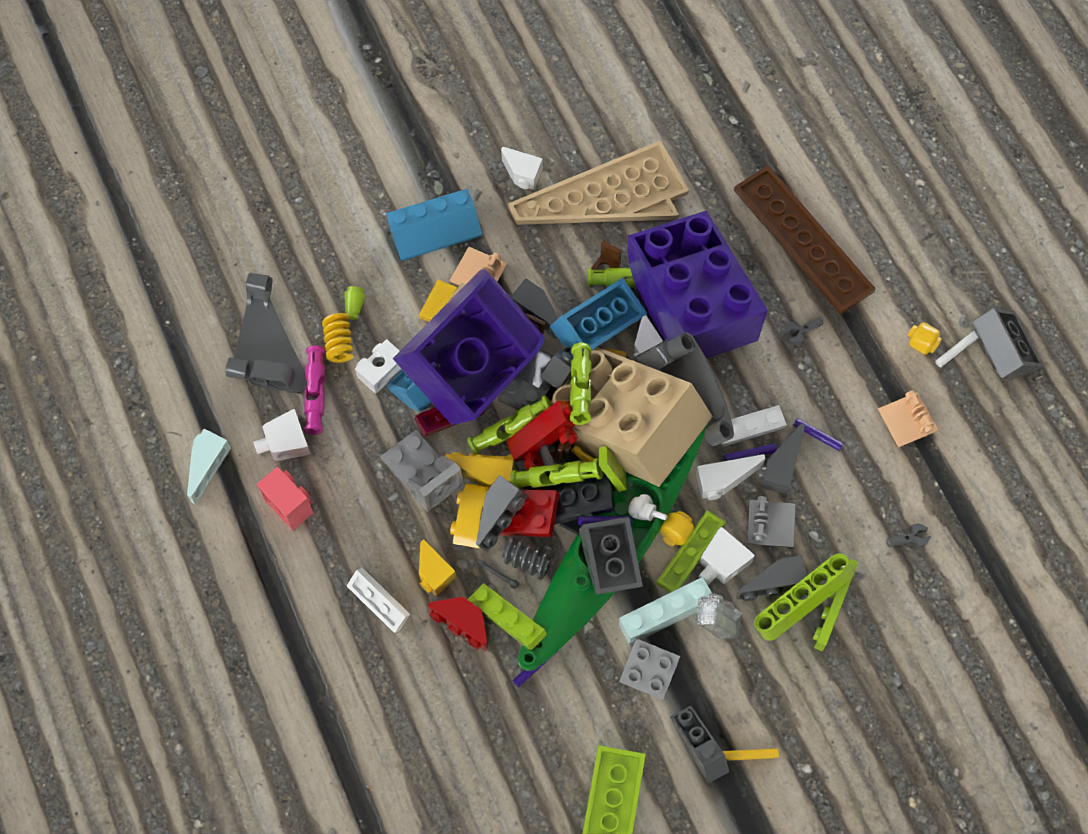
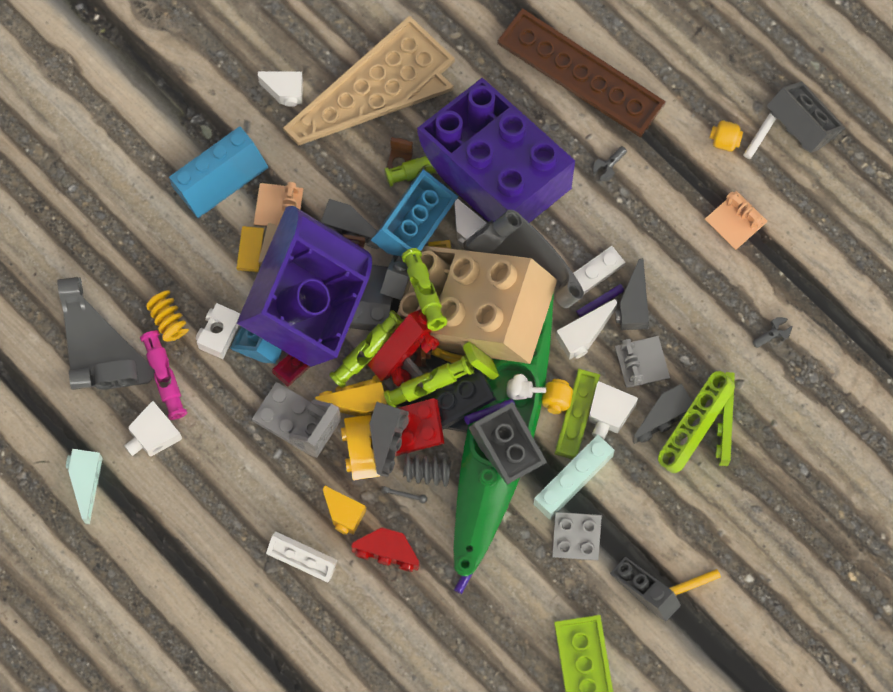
camera: 20 degrees left, 5 degrees up
(285, 497) = (178, 490): coral brick -> none
(354, 301) = (168, 274): lime cone -> none
(507, 617) = (430, 532): lime plate -> none
(718, 617) = (624, 466): clear brick -> none
(821, 436) = (659, 262): dark purple piece -> none

